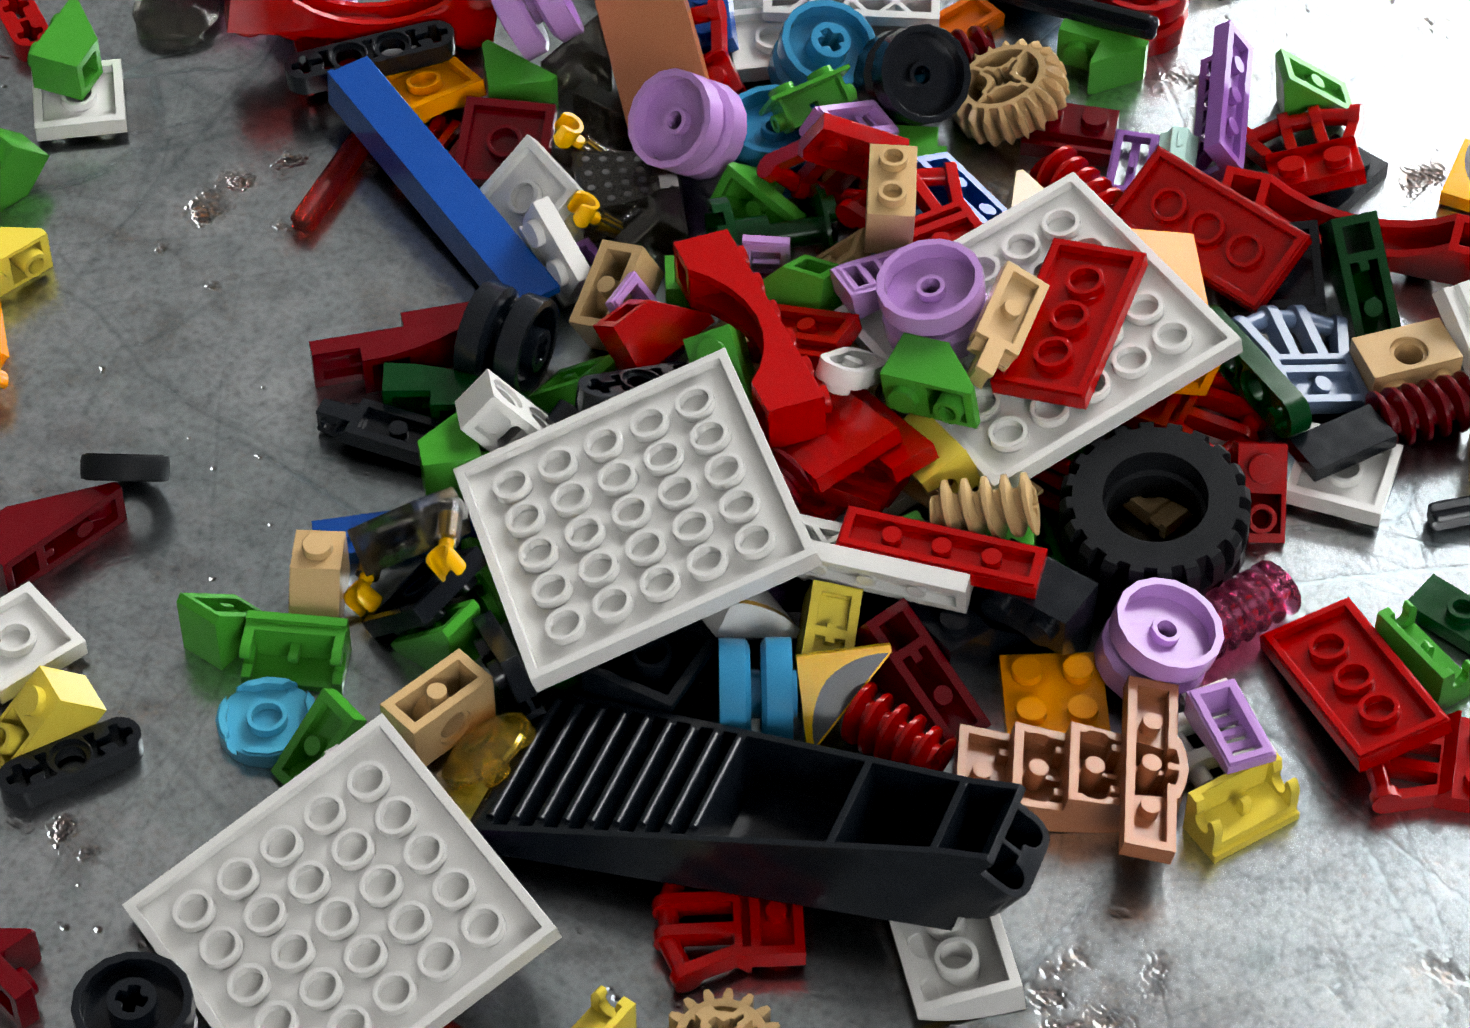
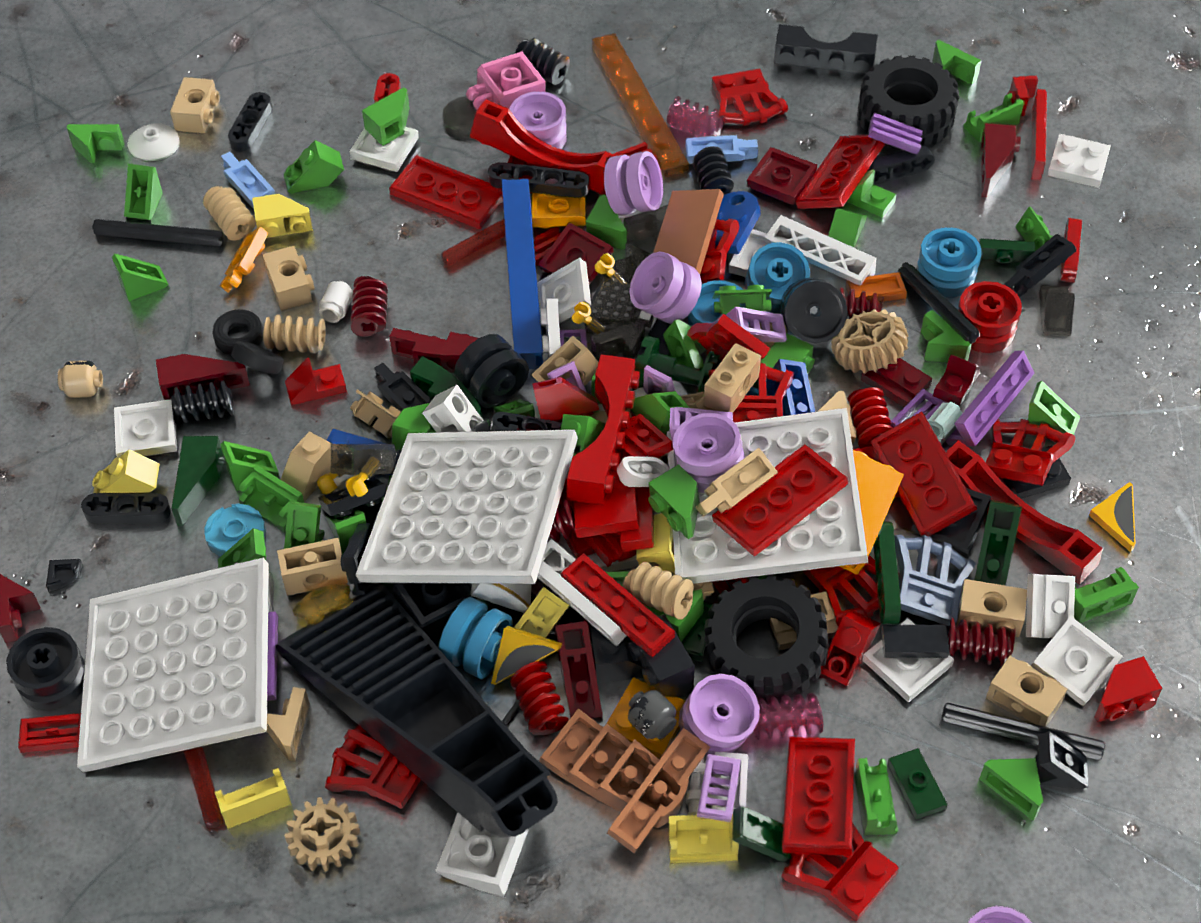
camera: 30 degrees right, 5 degrees up
(39, 894) = (62, 573): none -> black tile
(44, 429) = (236, 318): none -> black tyre
(76, 342) = (288, 278): none -> tan brick
(82, 560) = (201, 402): none -> black piece
(147, 658) = (196, 474): none -> dark green slope
(156, 412) = (294, 335): none -> tan piece
(180, 345) = (335, 301): none -> white brick
(228, 131) = (447, 192): none -> red tile
(231, 472) = (311, 384): none -> red slope
(239, 330) = (369, 306): none -> dark red piece
(351, 466) = (371, 407): none -> tan hinge
(380, 663) = (302, 524): none -> bright green slope
(575, 952) = (288, 728): none -> tan slope
(1073, 679) = (652, 714): none -> dark grey head
(1156, 96) = (956, 380): none -> dark red slope
(1317, 762) = (758, 833): none -> dark green plate

